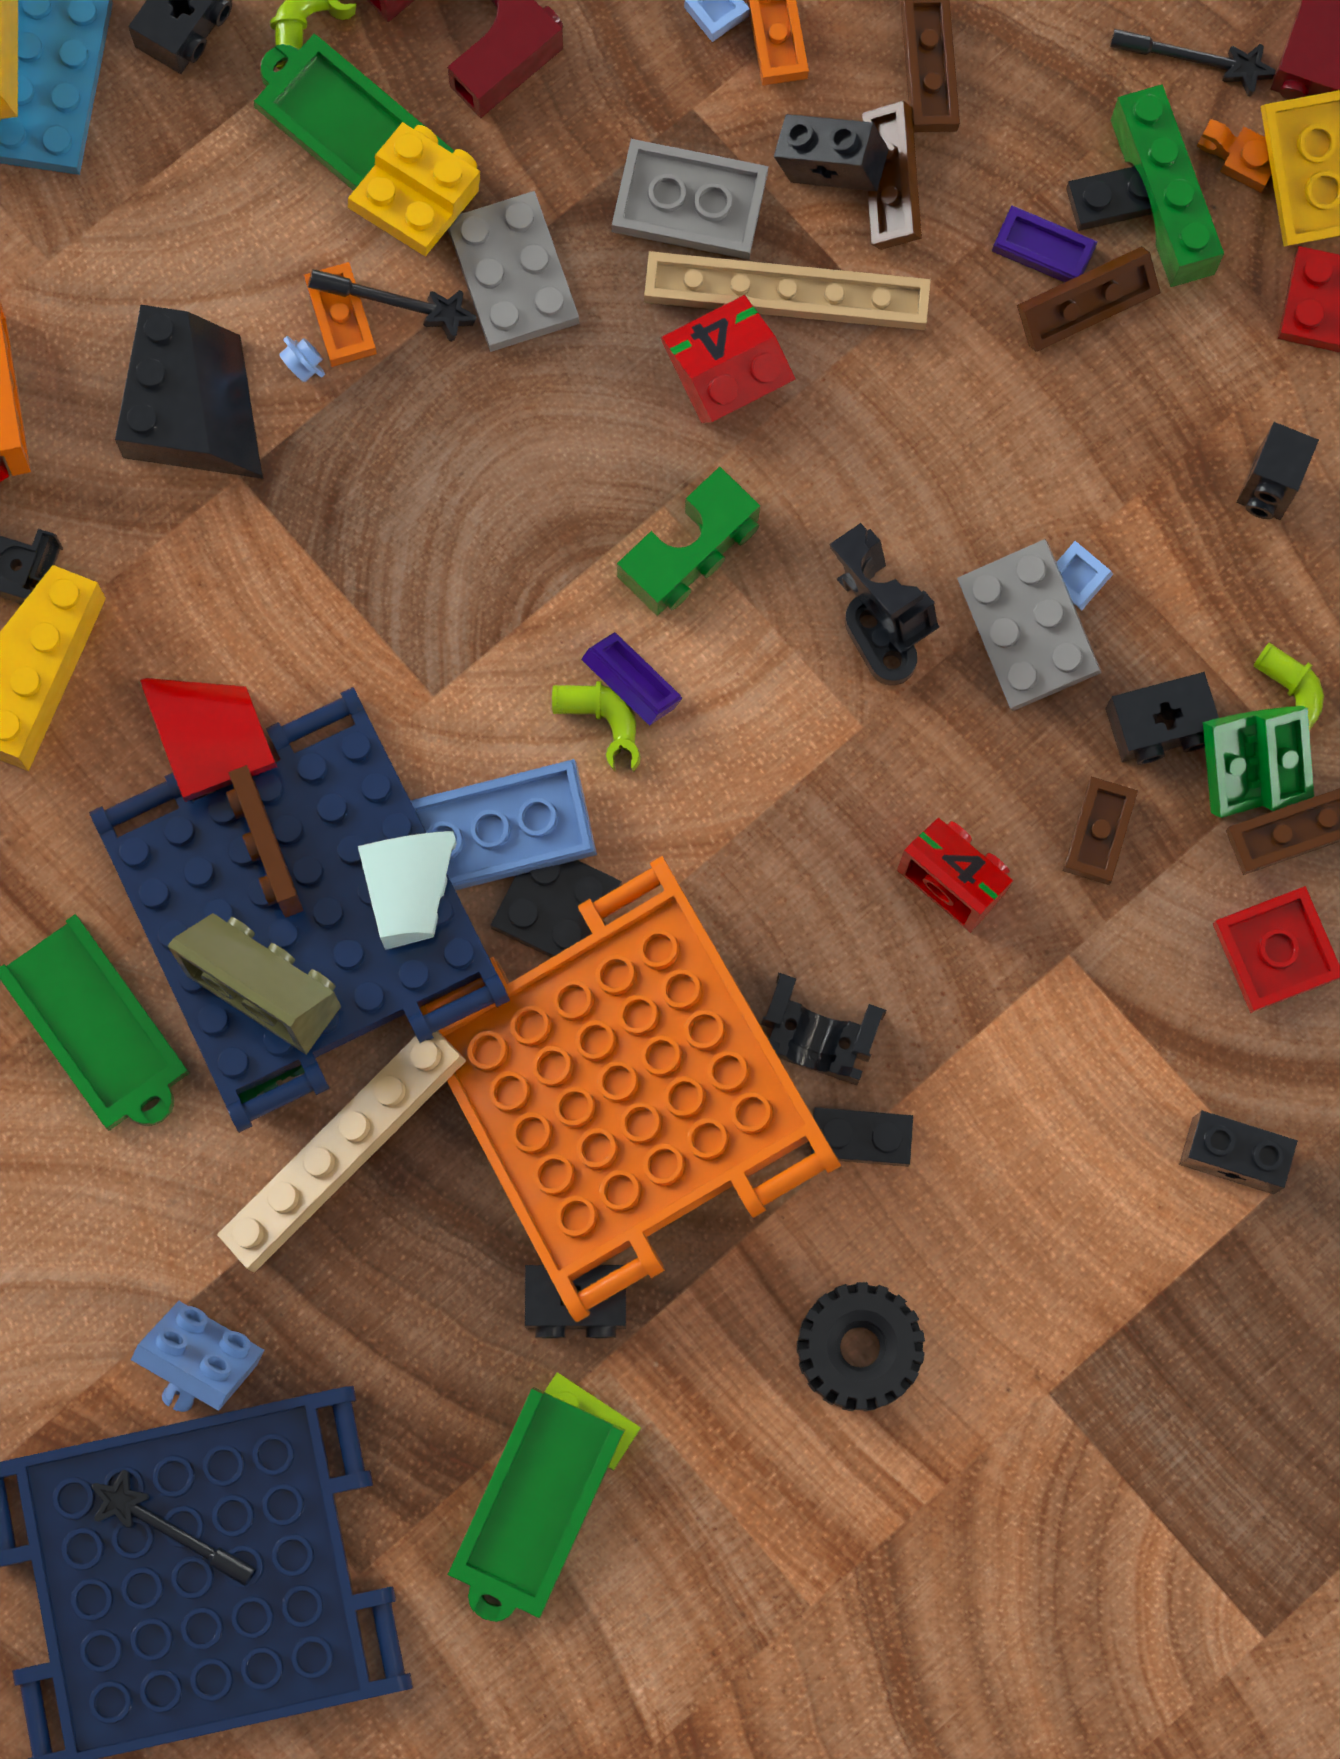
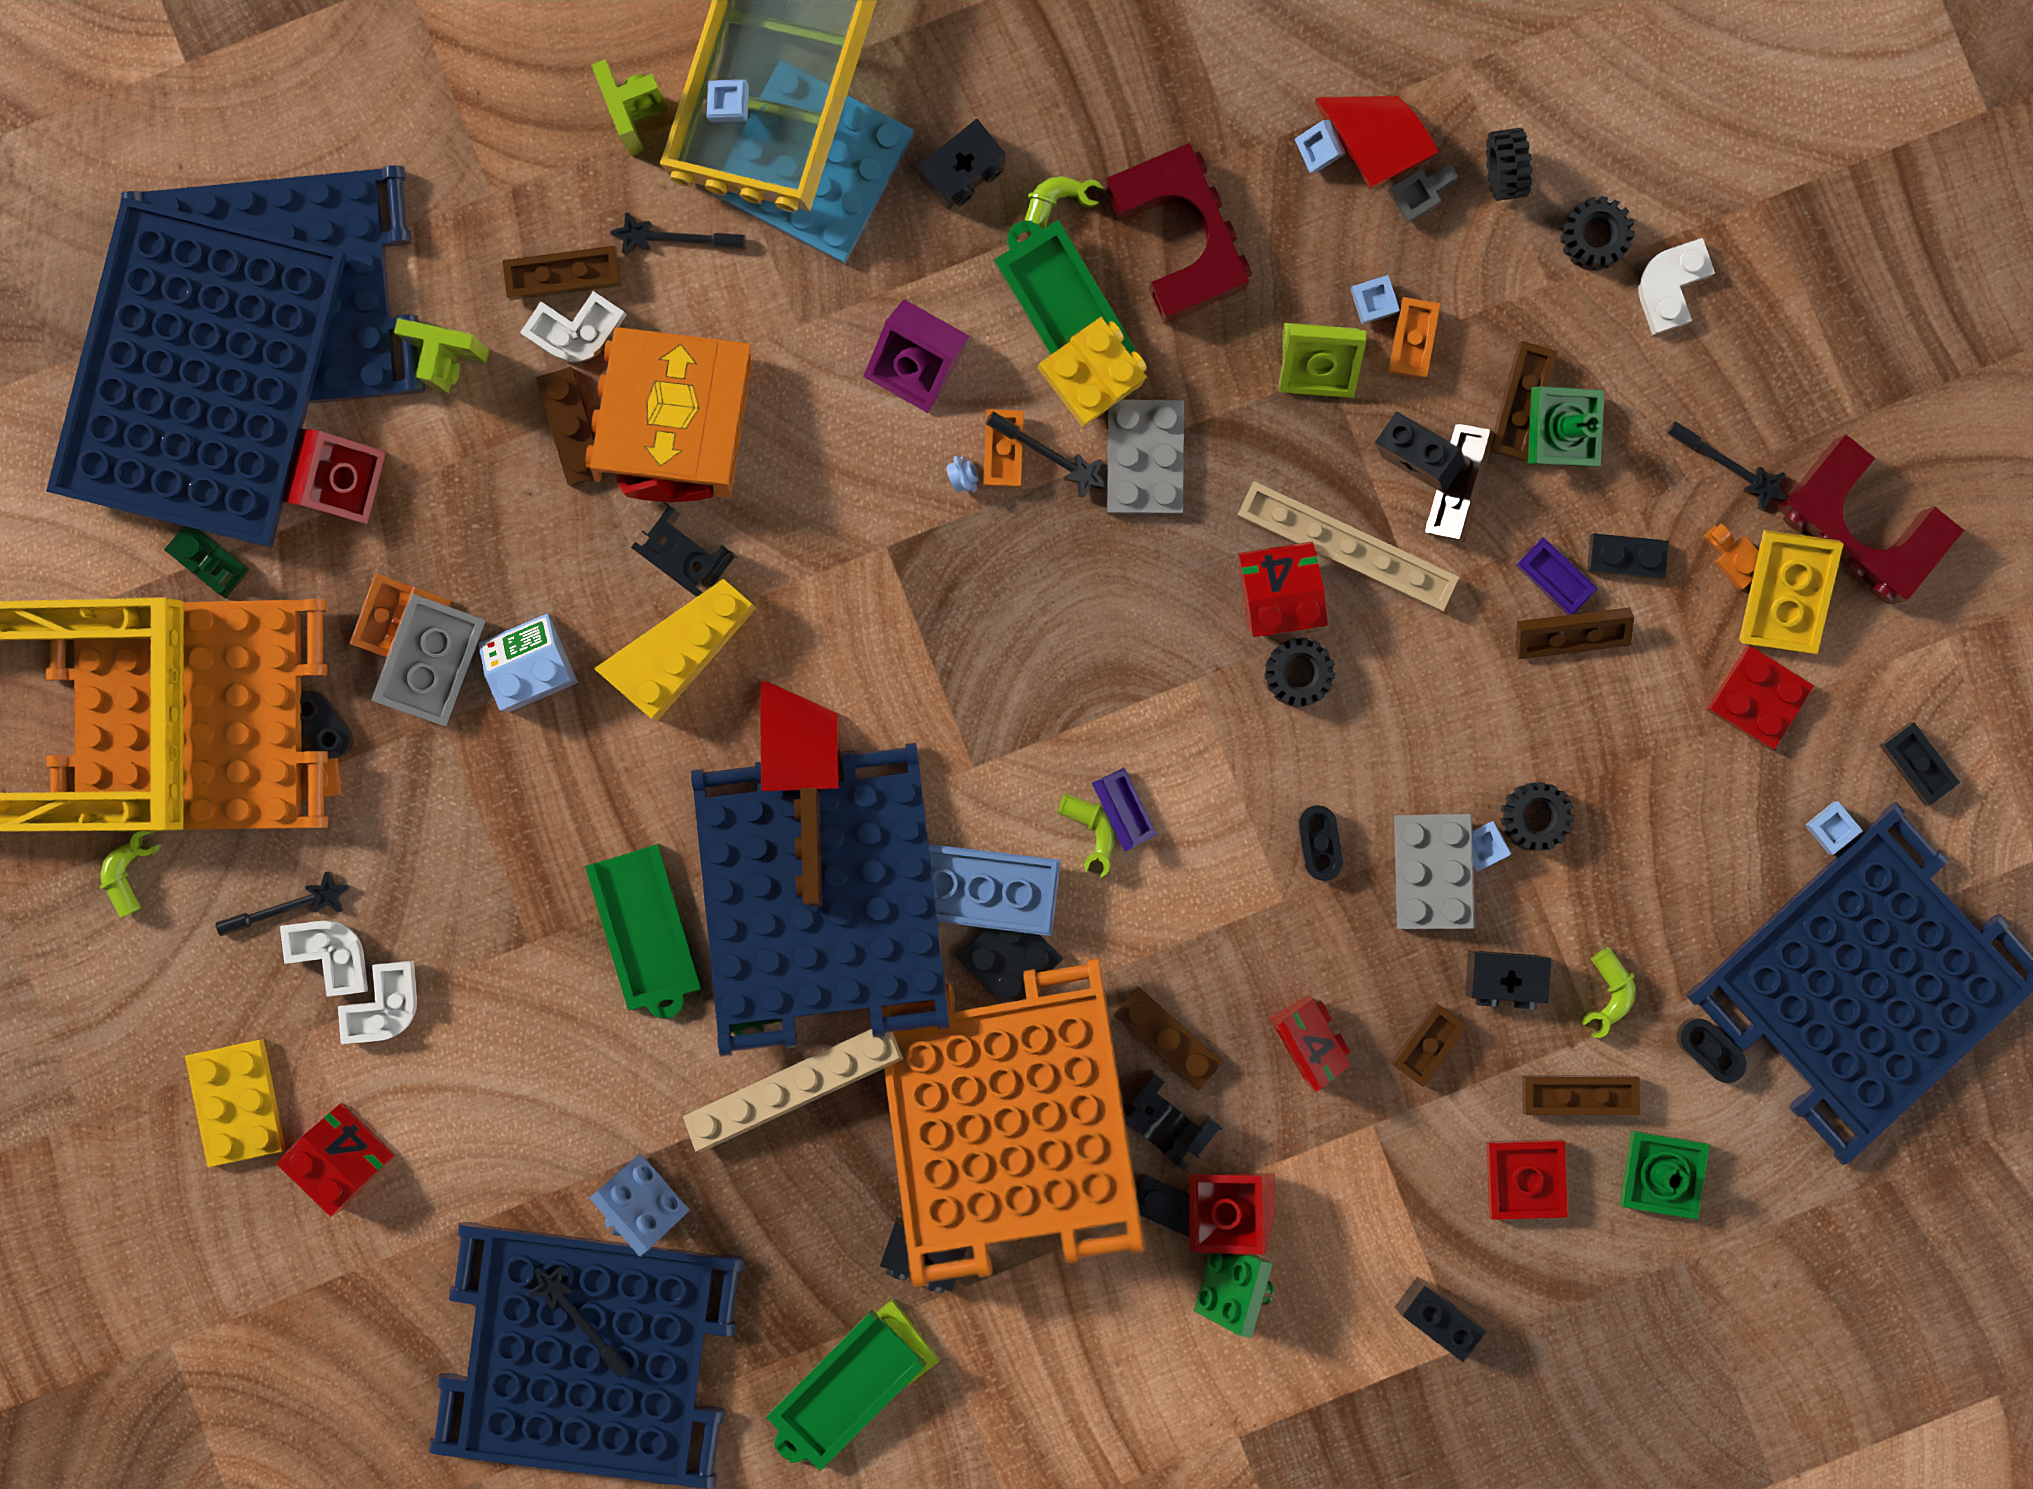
camera: 25 degrees right, 10 degrees up
(187, 396) = (868, 474): black wedge -> none
(198, 243) = (915, 355): none -> magenta slope
(257, 979) = (769, 955): olive slope -> none
(406, 884) = (903, 917): light aqua slope -> none
(663, 573) = (1235, 708): green arch -> none
(678, 89) = (1321, 360): none -> lime bracket
(689, 199) = (1300, 448): light grey plate -> none
(782, 934) = (1168, 1038): none -> reddish brown plate
(788, 424) = (1319, 660): none -> black tyre
(898, 1339) = (1120, 1390): black tyre -> none
(899, 608) = (1340, 836): black piece -> none
(933, 1106) = (1231, 1212): none -> red slope
(972, 1198) = (1234, 1291): none -> green plate
(990, 71) = (1566, 426): none -> green plate
(1131, 494) = (1560, 816): none -> black tyre
(1181, 217) = (1669, 590): green arch -> none
(1258, 760) = (1566, 1036): green slope -> none
(1277, 472) = (1664, 823): black brick -> none

